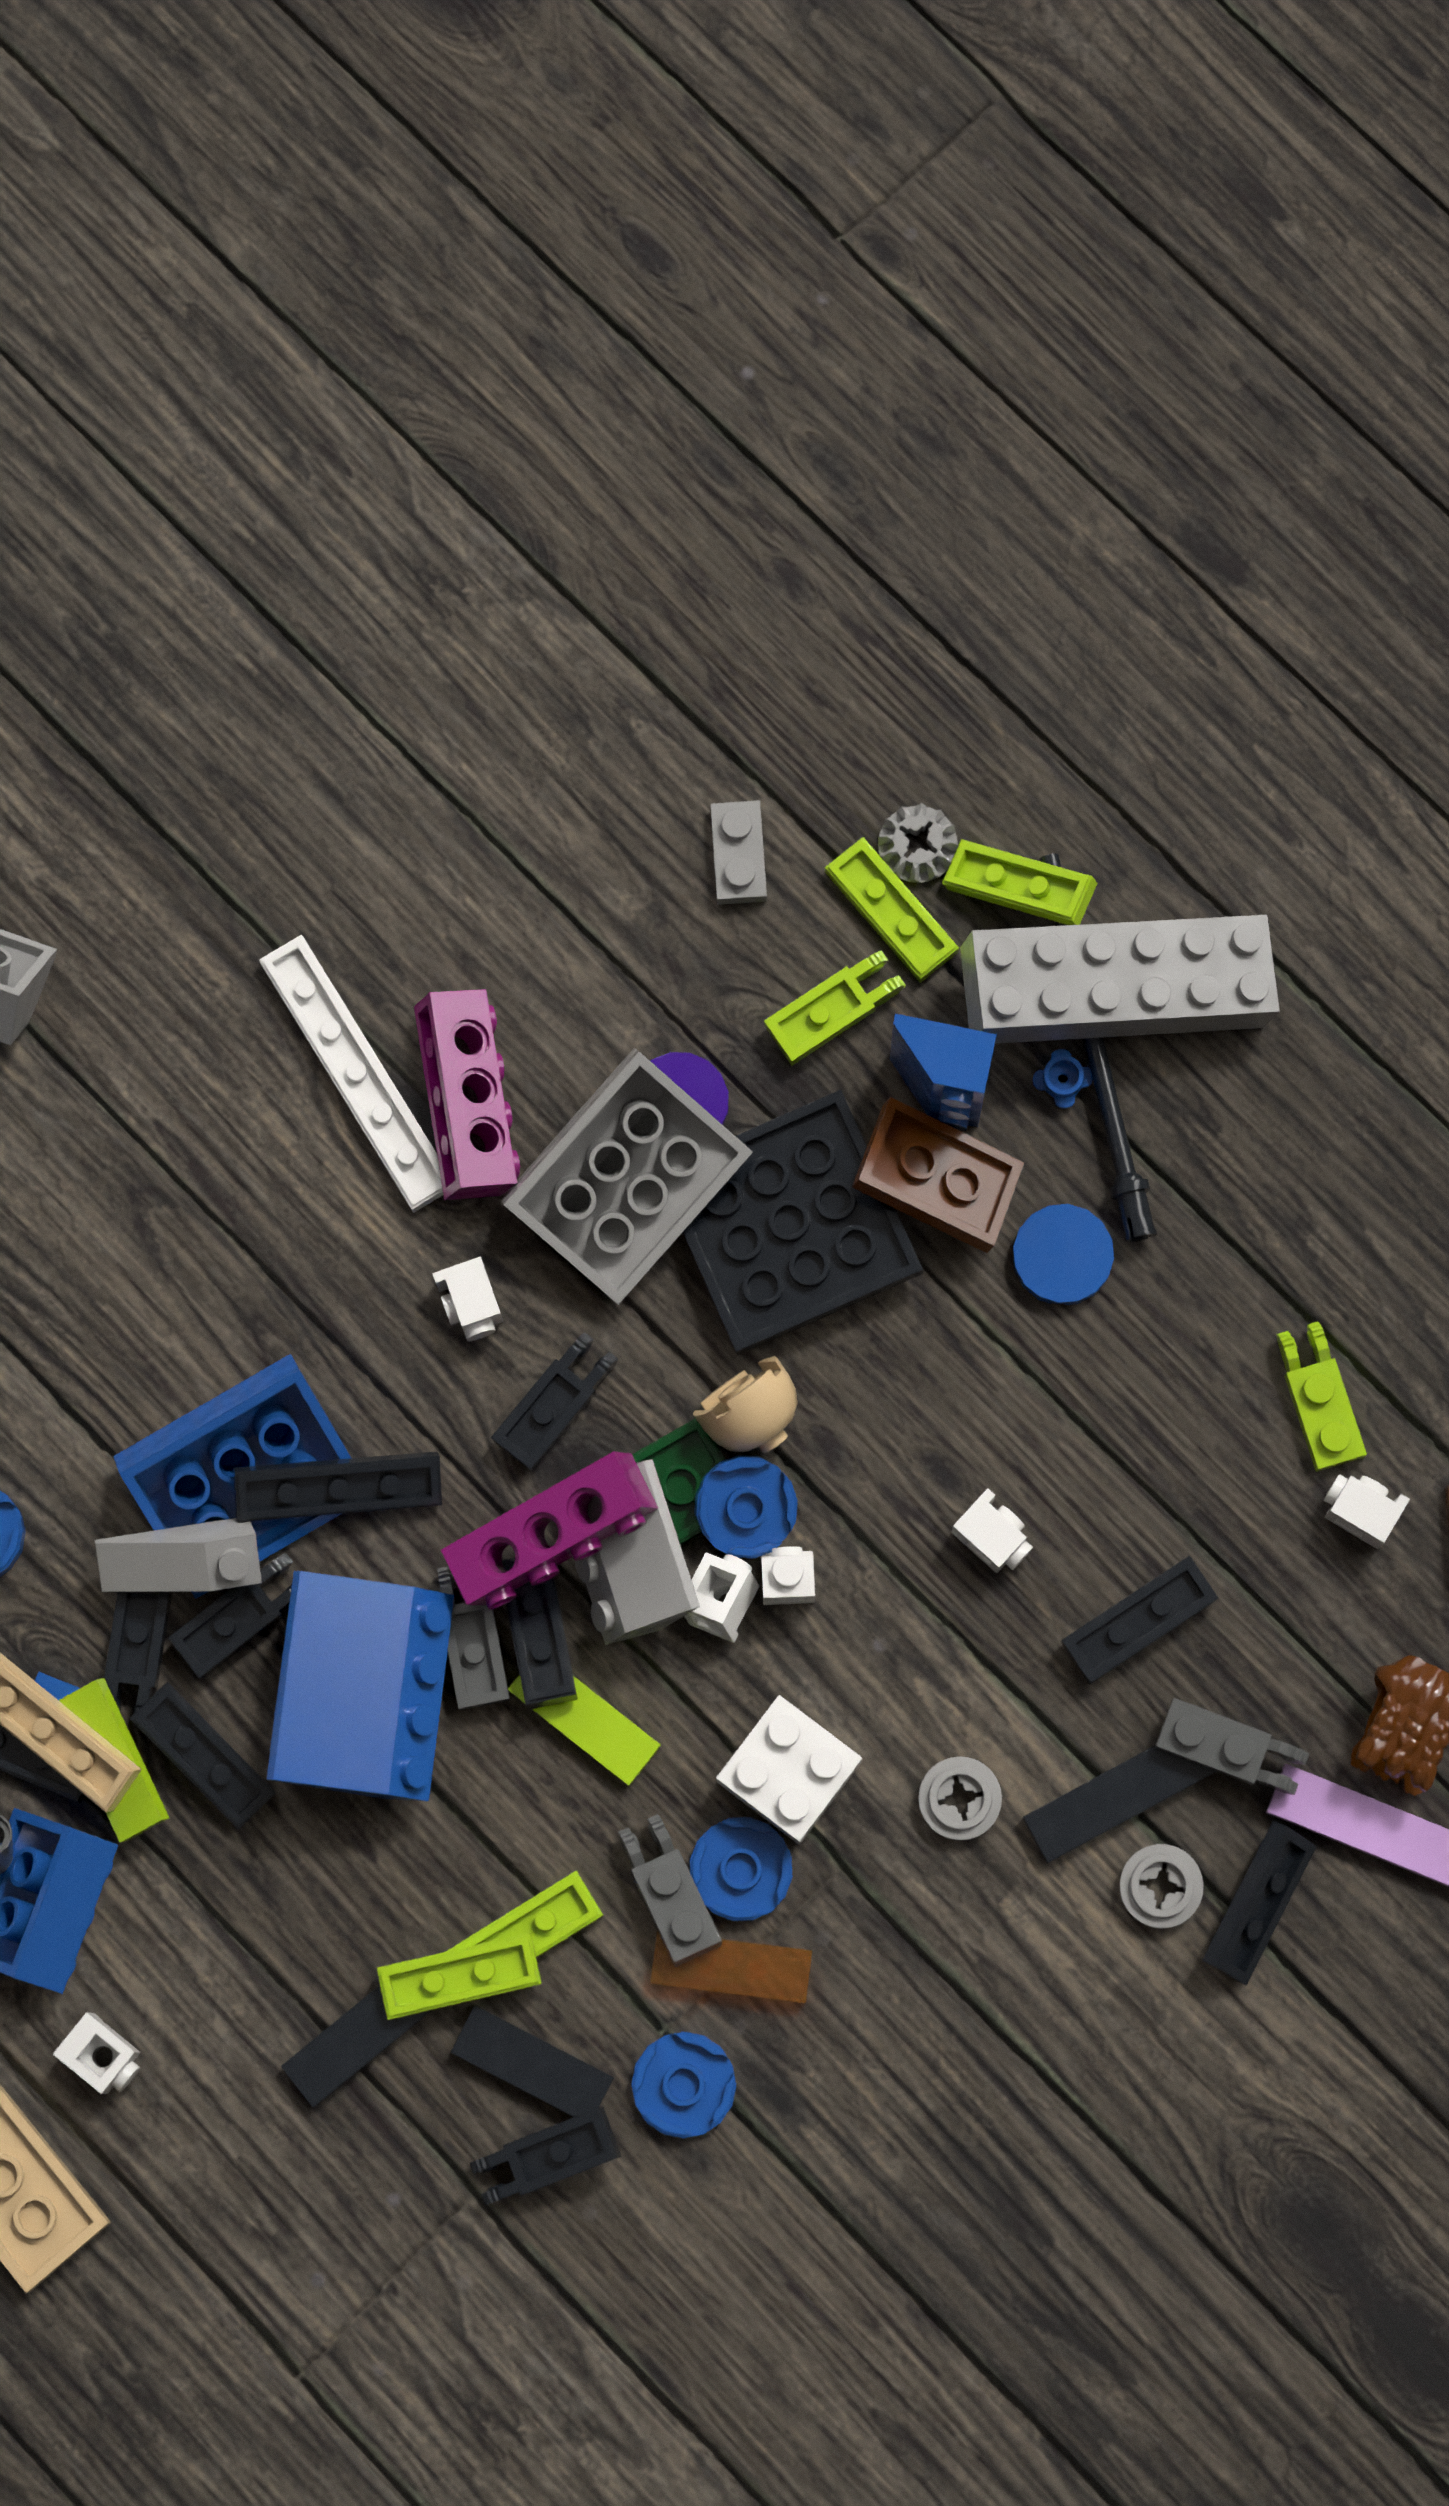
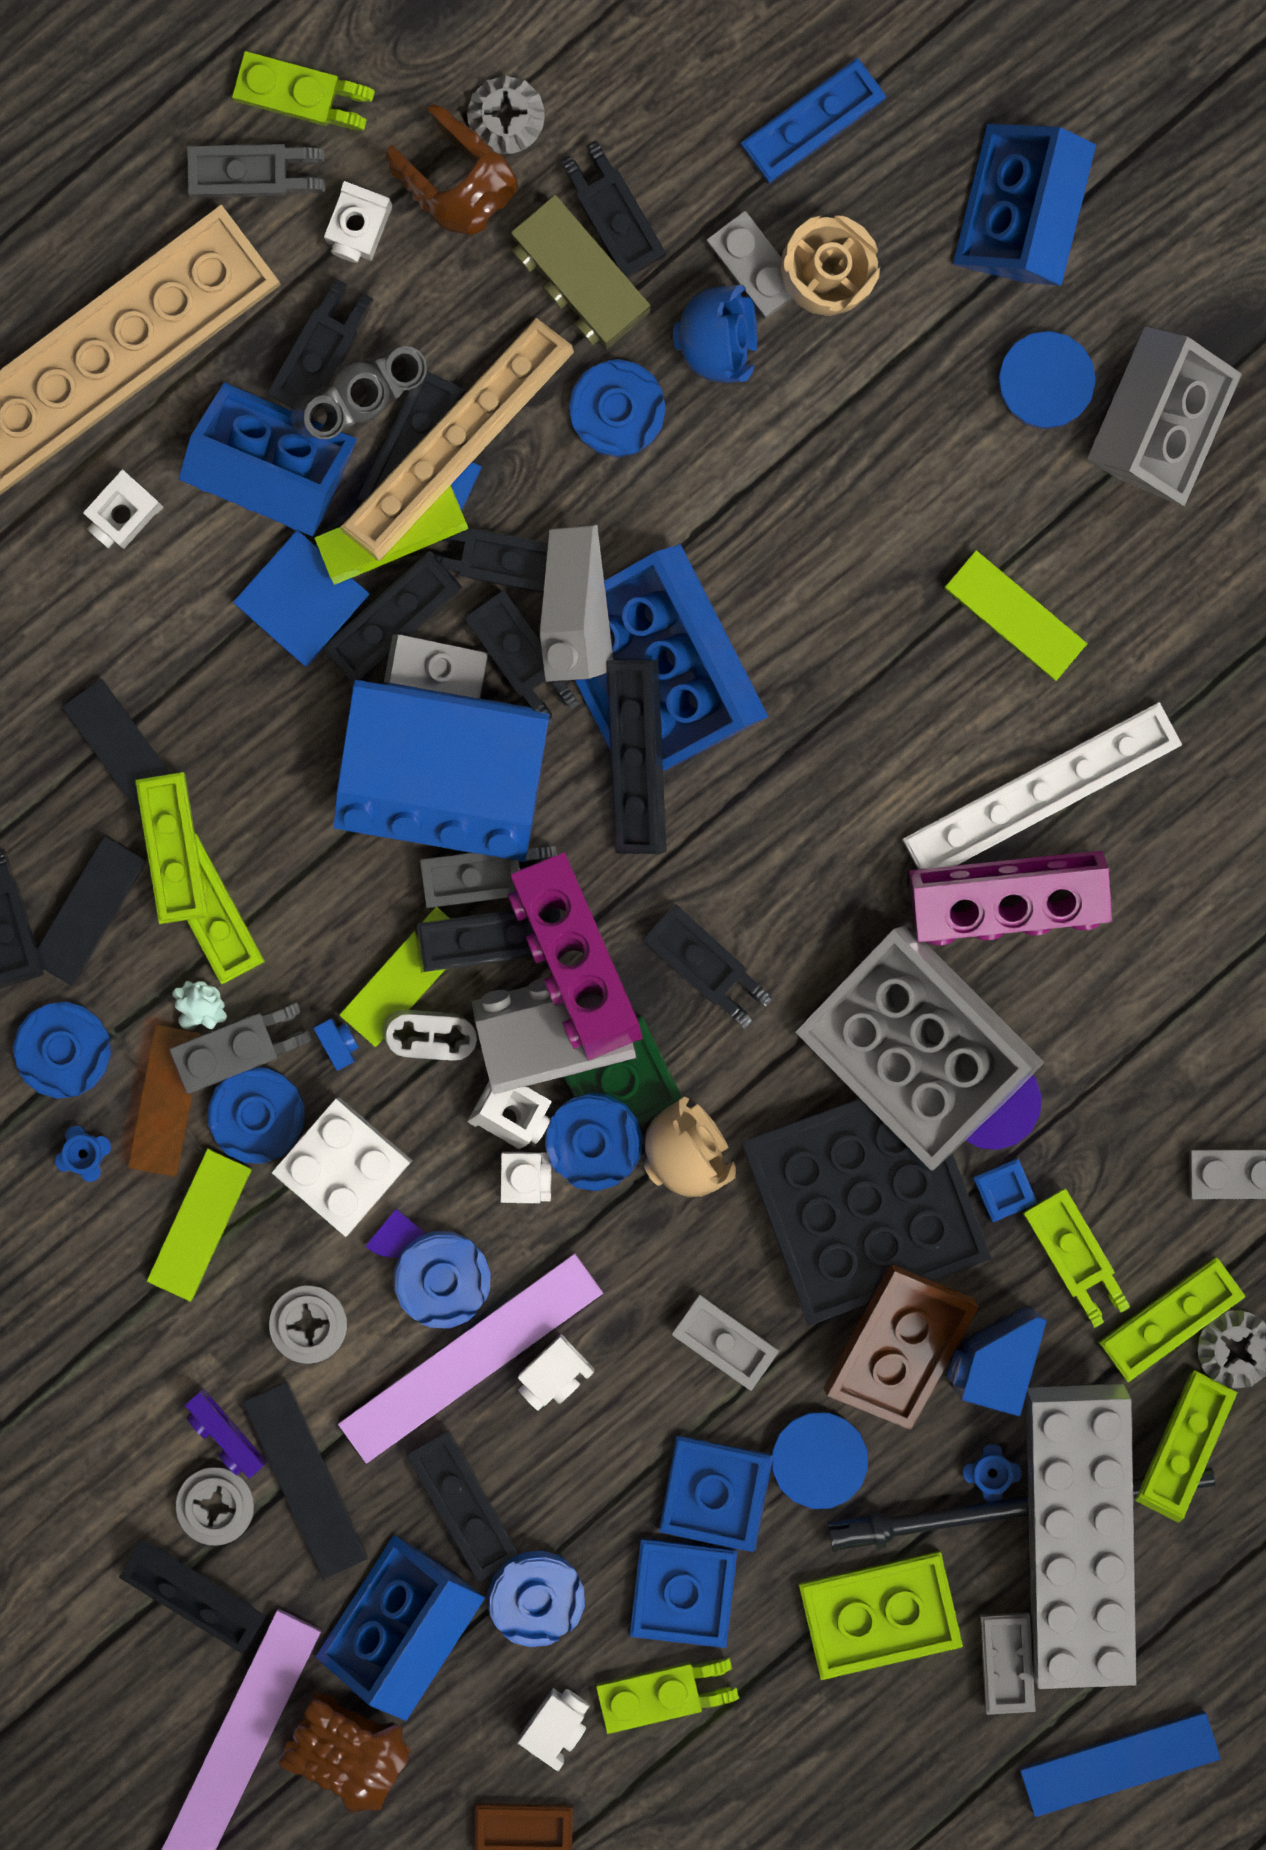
camera: 90 degrees right, 10 degrees up
(176, 1110) = (1015, 616): none -> lime tile
(187, 1857) = (298, 600): none -> blue tile
(251, 1705) = (435, 666): none -> light grey plate
(470, 1298) = (810, 890): white brick -> none
(627, 1936) = (199, 1005): none -> light aqua plant
(655, 1688) = (428, 1046): none -> light grey beam
(658, 1783) = (338, 1043): none -> blue plate
(770, 1084) = (1005, 1190): none -> blue tile
(808, 2048) = (69, 1157): none -> blue plate
(861, 1708) = (394, 1235): none -> dark purple tile
(862, 1922) = (199, 1225): none -> lime tile
(902, 1658) = (441, 1279): none -> tile
(947, 1358) = (725, 1342): none -> light grey plate
(984, 1624) = (470, 1358): none -> lavender tile
(1100, 1864) = (210, 1419): none -> dark purple plate
(1106, 1358) = (716, 1493): none -> blue tile
(1213, 1386) = (683, 1593): none -> blue tile
(1219, 1183) = (880, 1615): none -> lime tile
(1225, 1746) = (339, 1576): dark grey hinge -> none
(1231, 1537) = (535, 1598): none -> tile
(1257, 1050) = (1007, 1663): none -> light grey plate
(1274, 1676) = (399, 1628): none -> blue slope
(1350, 933) = (1120, 1763): none -> blue tile

